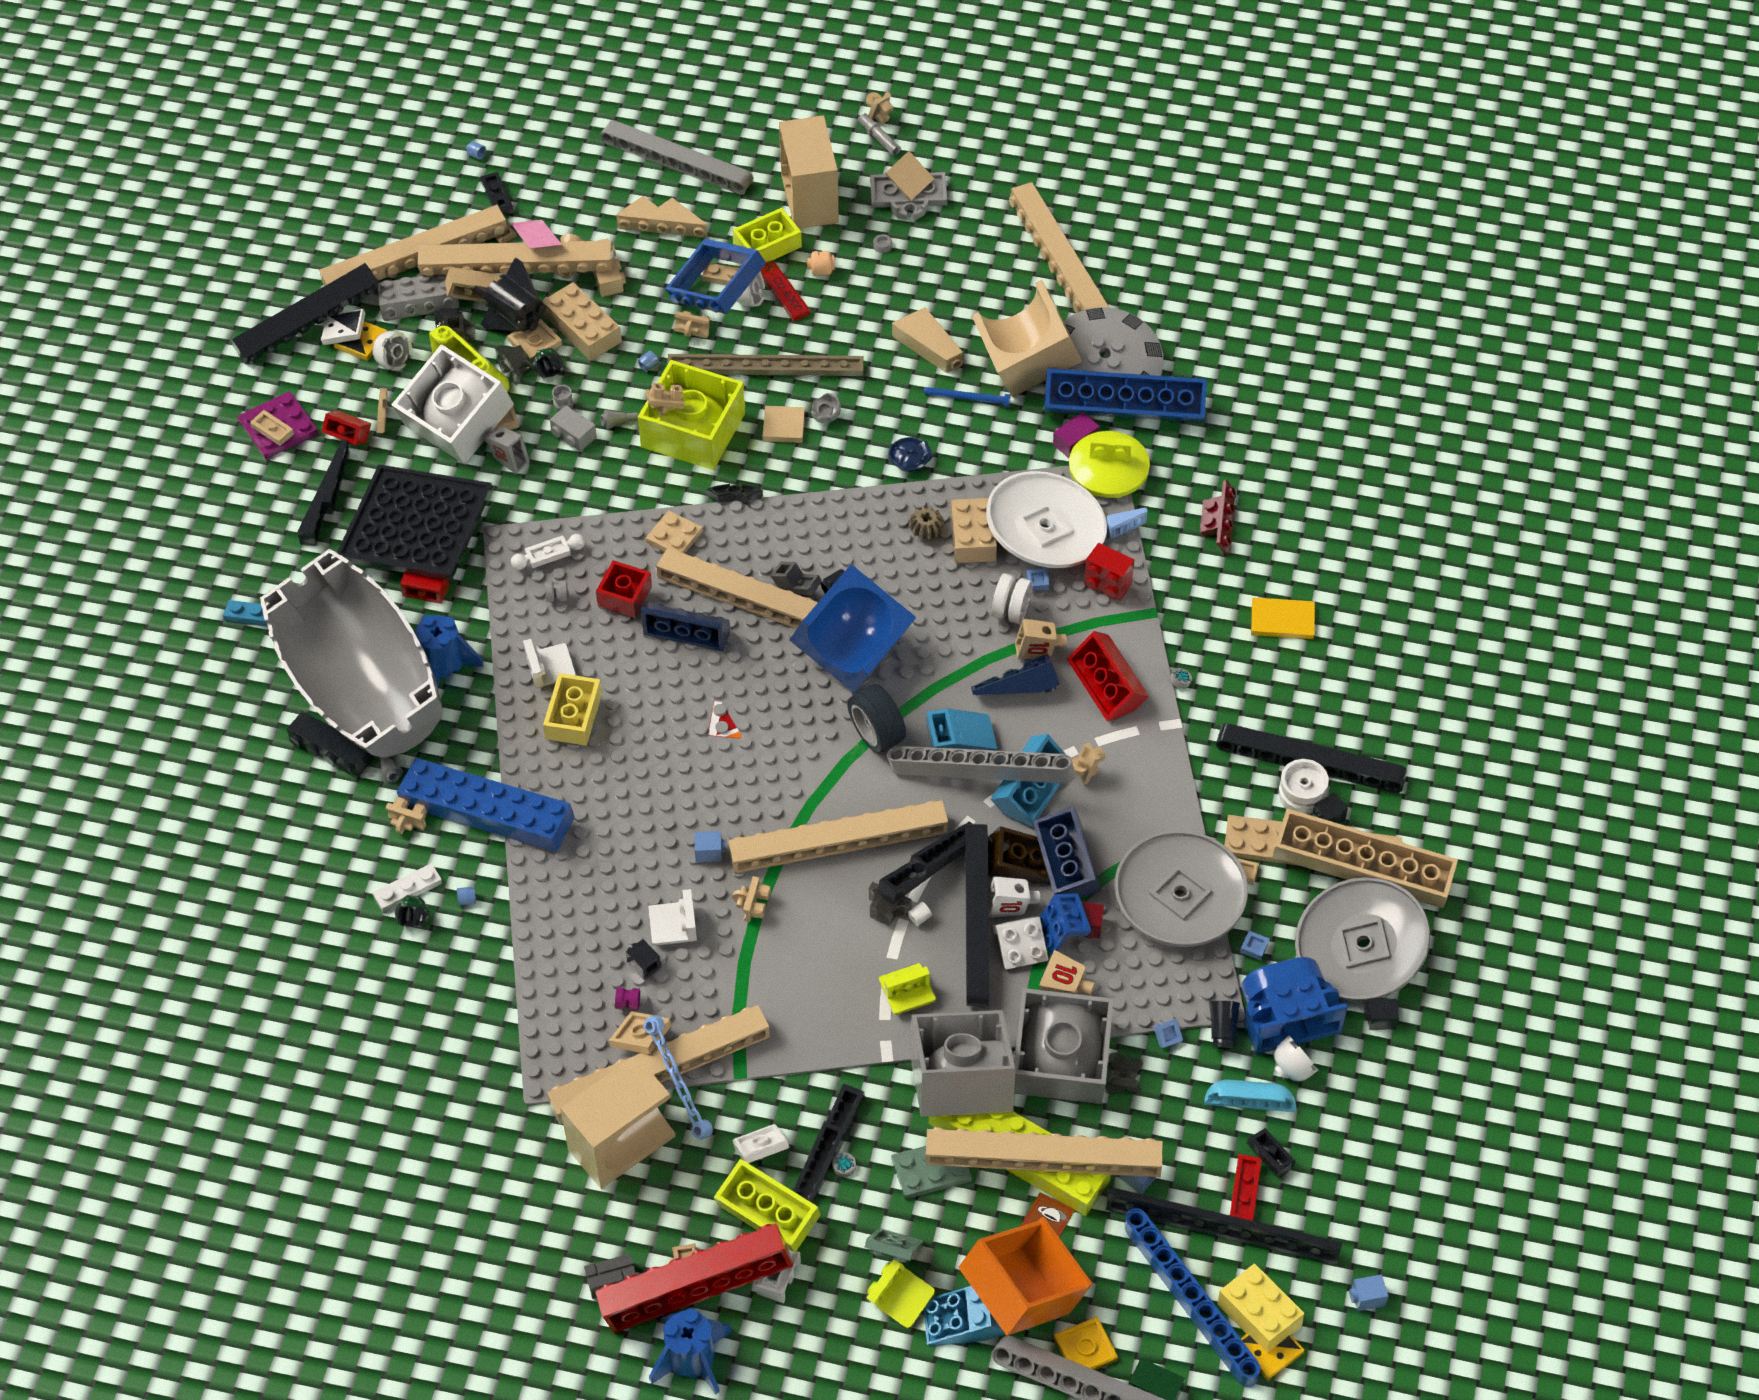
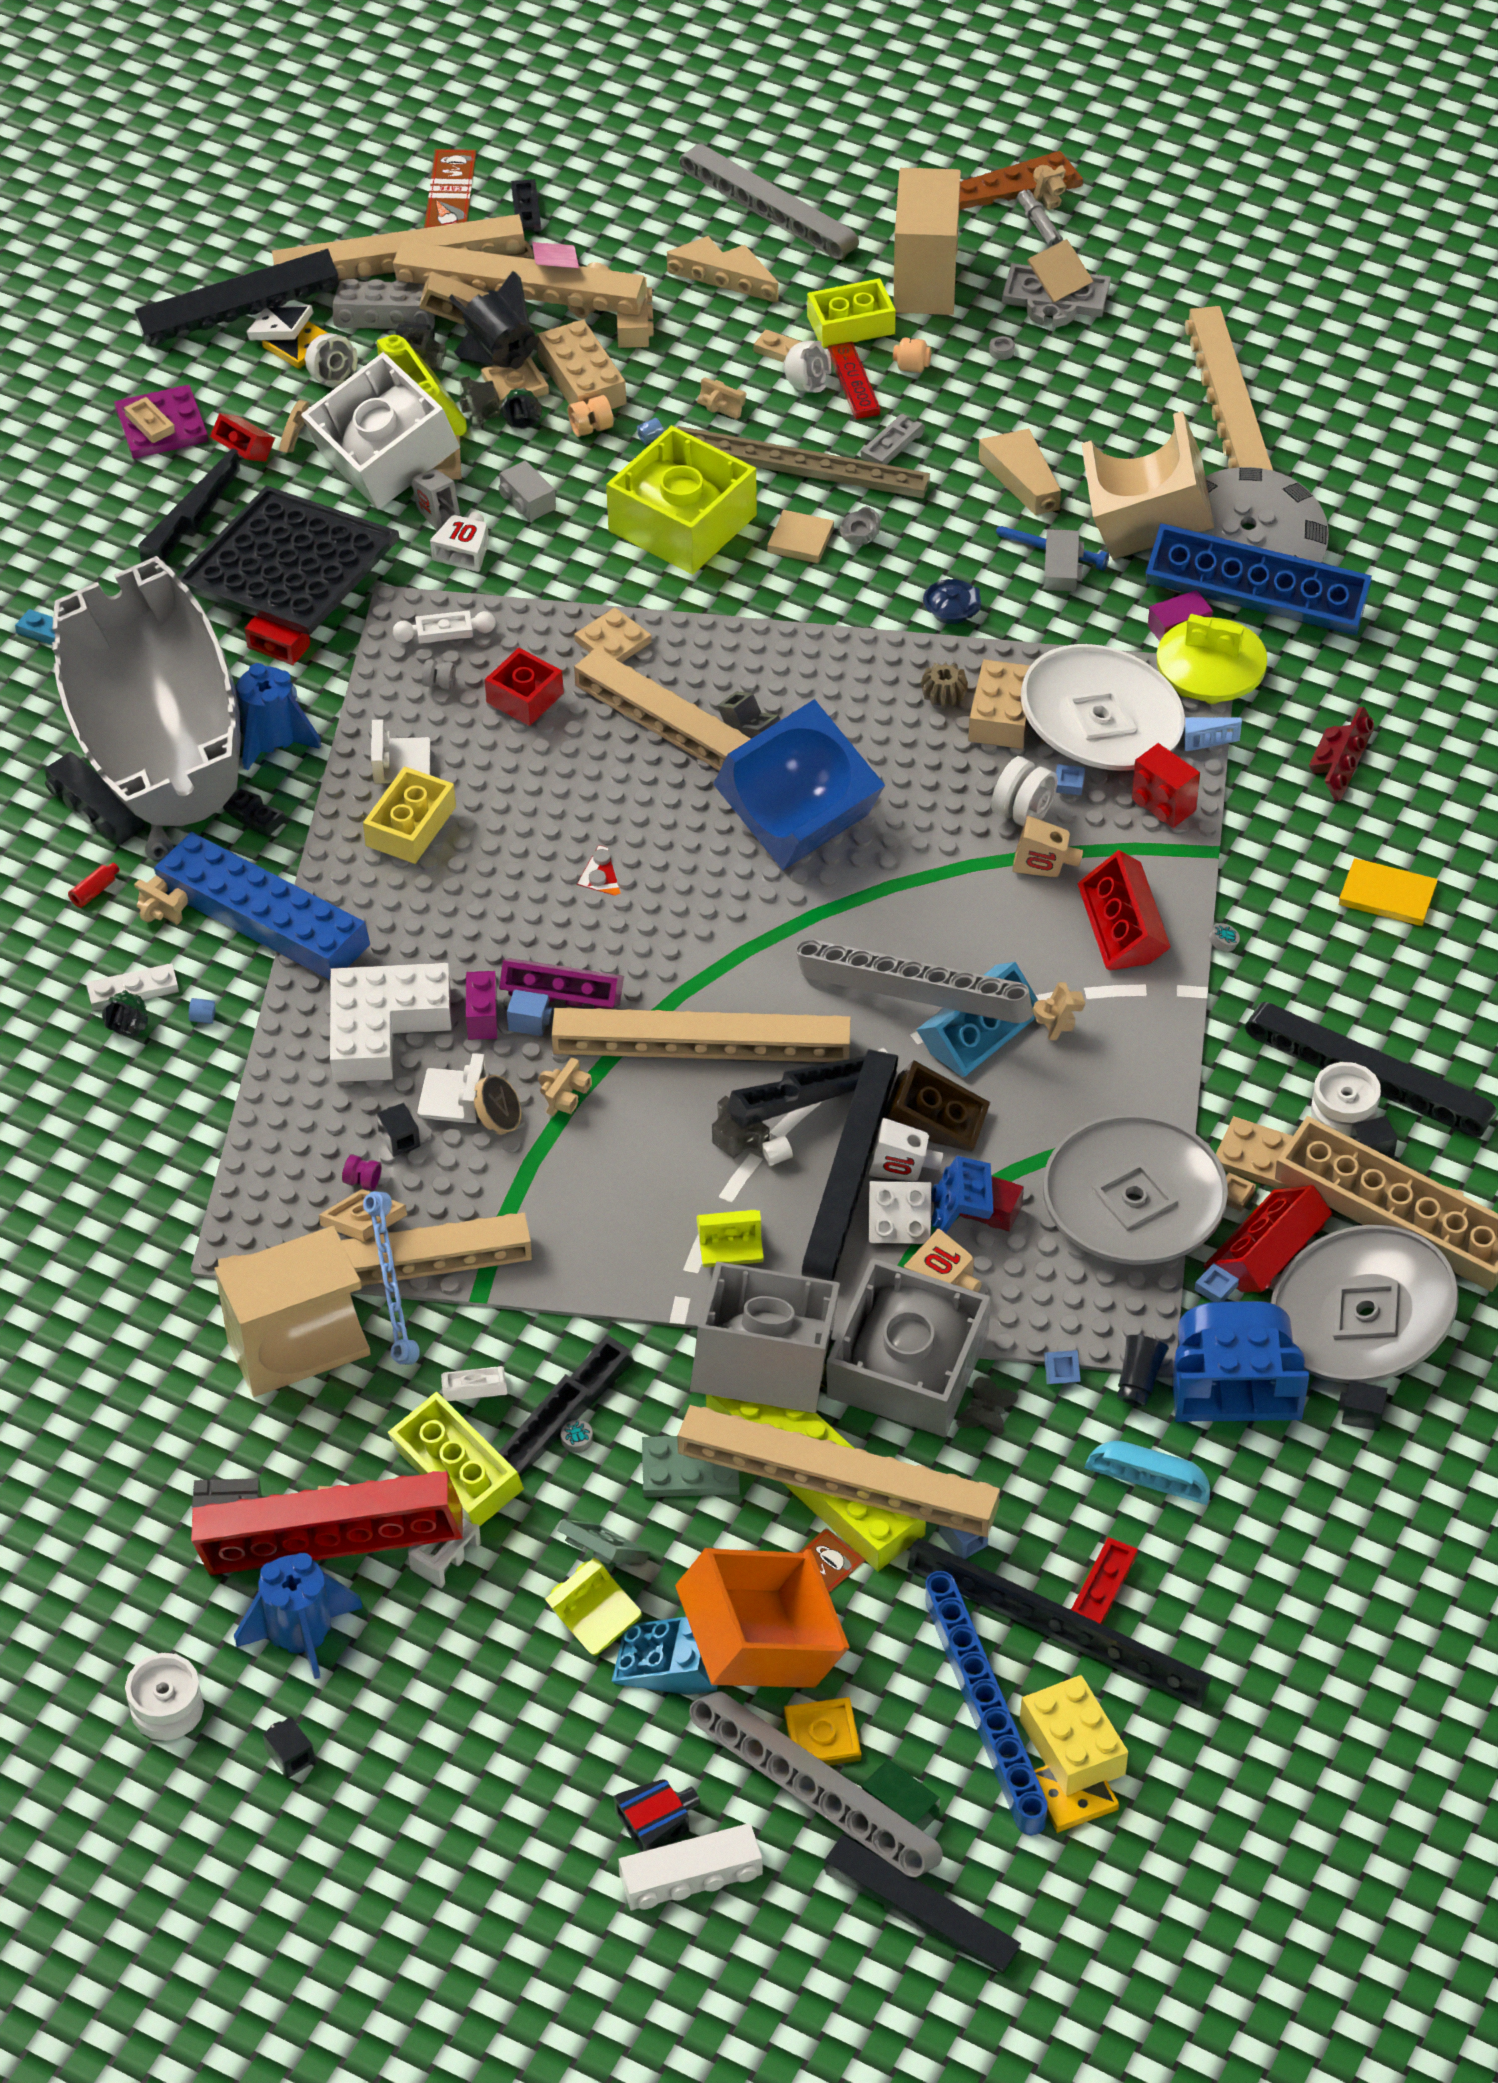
camera: 15 degrees right, 5 degrees down
(351, 813) = (93, 884): none -> red cylinder
(434, 190) = (450, 187): none -> sticker
(455, 730) = (251, 812): none -> black slope
(476, 150) = (517, 151): medium blue hose -> none
(537, 479) = (461, 542): none -> white torso
(562, 396) = (526, 449): light grey wheel -> none
(594, 866) = (380, 1001): none -> white piece
(599, 359) = (599, 415): none -> light nougat wheel
(612, 419) = (581, 489): light grey cone -> none
(663, 399) = (646, 469): tan hips -> none
(673, 848) = (481, 1005): none -> magenta brick
(685, 626) = (587, 746): dark blue slope -> none
(699, 260) = (811, 332): blue window -> none
(710, 924) = (497, 1104): none -> tile
(726, 818) = (562, 982): none -> magenta brick
(734, 492) = (710, 604): black tile -> none
(826, 334) = (892, 440): none -> light grey plate
(854, 103) = (1012, 180): none -> dark orange wing
(876, 718) = (795, 899): black wheel -> none
(960, 730) = (904, 935): dark azure slope -> none
(979, 407) = (1062, 560): none -> light grey brick
(1034, 676) = (1022, 895): dark blue wedge -> none
(1067, 853) = (996, 1115): dark blue slope -> none
(1271, 1152) = (1153, 1546): black brick -> none
(1281, 901) = (1271, 1236): none -> red slope
(1293, 1061) = (1219, 1437): white cylinder -> none
(1369, 1292) = (1230, 1751): medium blue brick -> none

